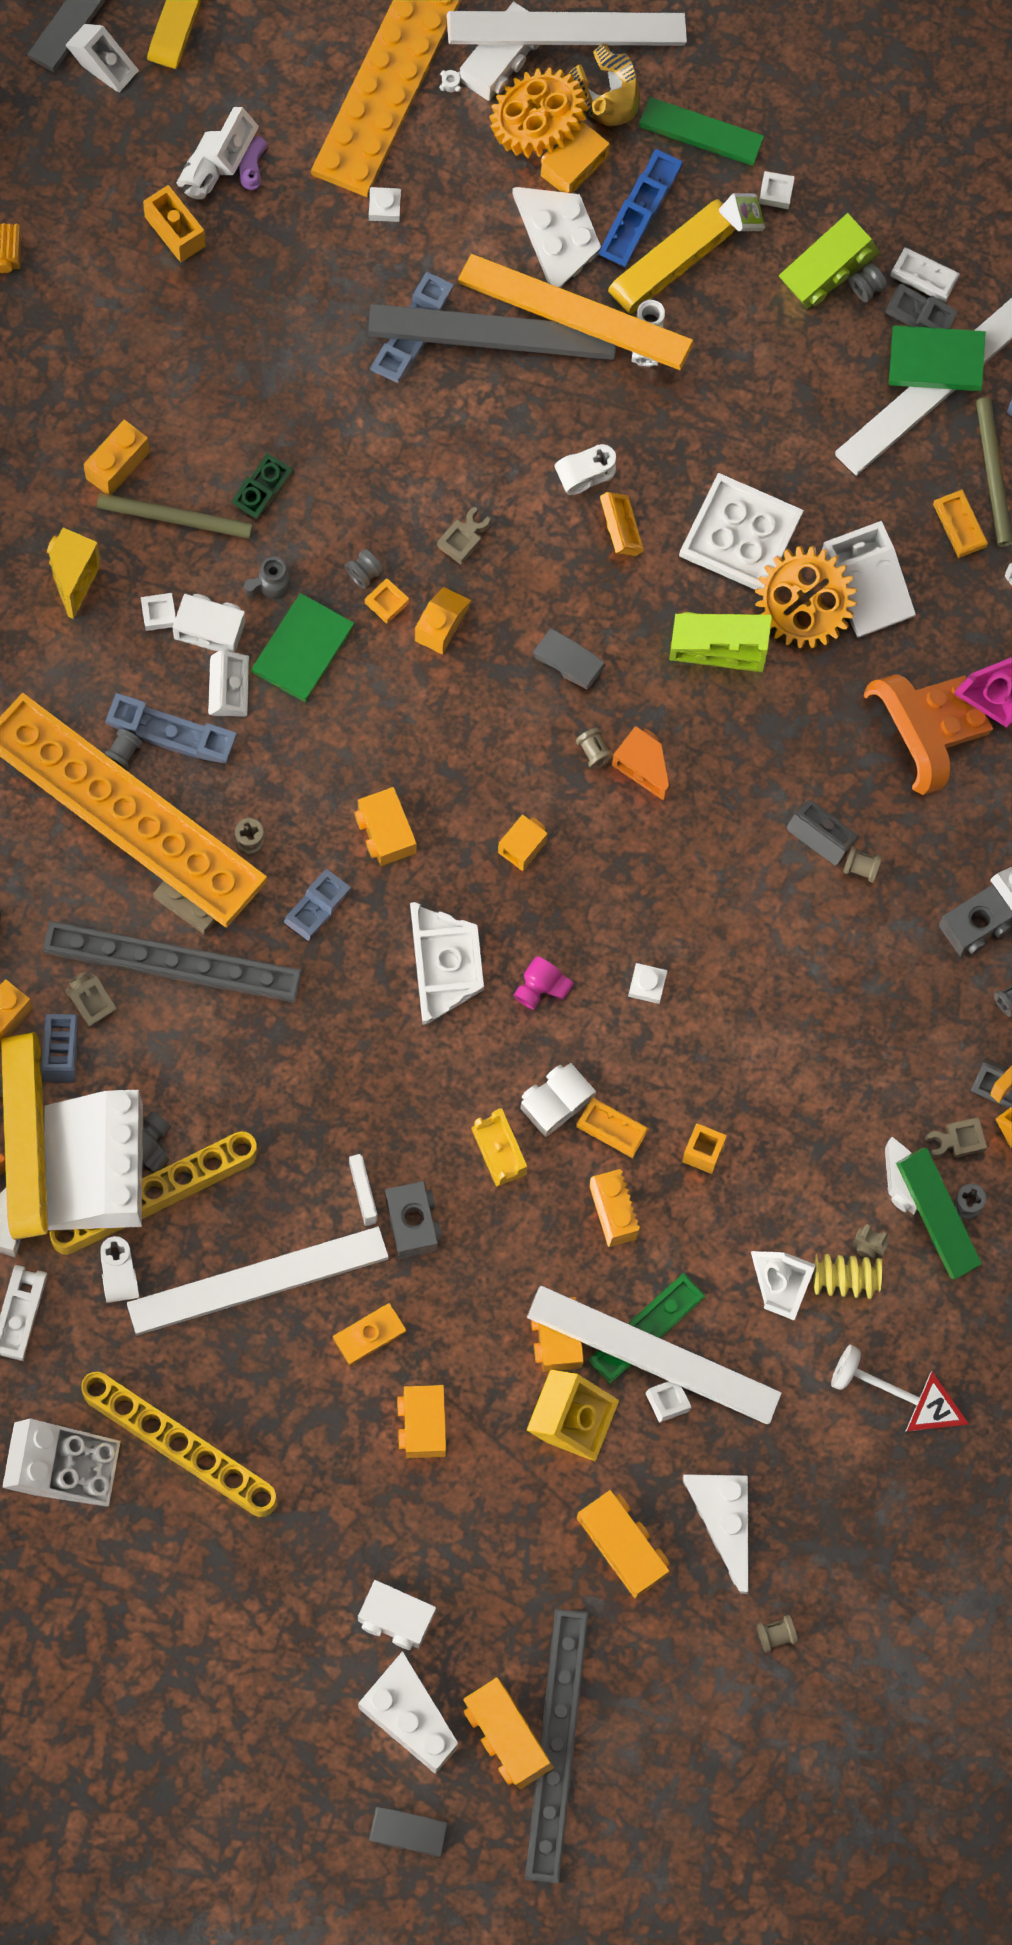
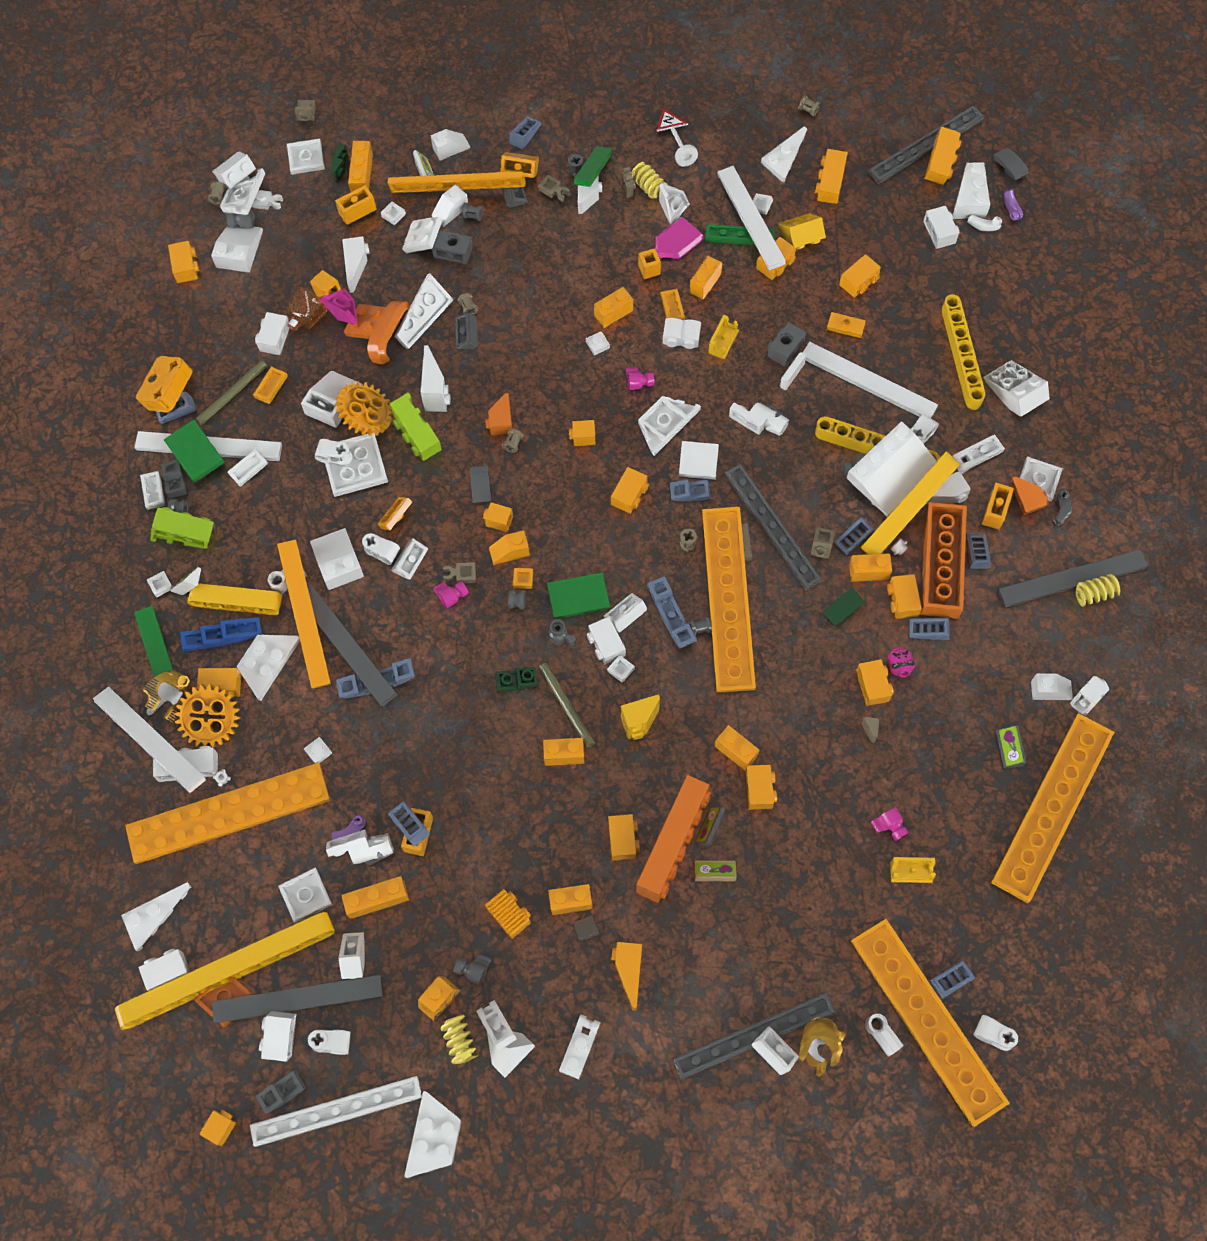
camera: 125 degrees left, 5 degrees down
(142, 126) = (375, 897): none -> light orange brick
(184, 218) = (416, 833): none -> sand blue slope
(221, 64) = (305, 895): none -> white tile
(334, 1759) = (1012, 206): none -> medium lavender arm
(335, 1083) = (760, 418): none -> white plate
(344, 1687) = (985, 225): none -> white arm
(350, 955) = (698, 460): none -> white tile
(446, 496) = (449, 595): none -> dark pink piece
(499, 639) = (498, 517): none -> light orange brick
(543, 495) = (409, 559): none -> white slope
(623, 410) = (336, 559): none -> white slope
(680, 1044) = (613, 307): none -> light orange brick
(718, 1235) = (677, 239): none -> dark pink tile
(768, 712) = (433, 387): none -> white slope
(777, 507) = (333, 452): none -> white piece
(854, 405) = (247, 467): none -> white tile
(901, 798) = (424, 310): none -> white wing

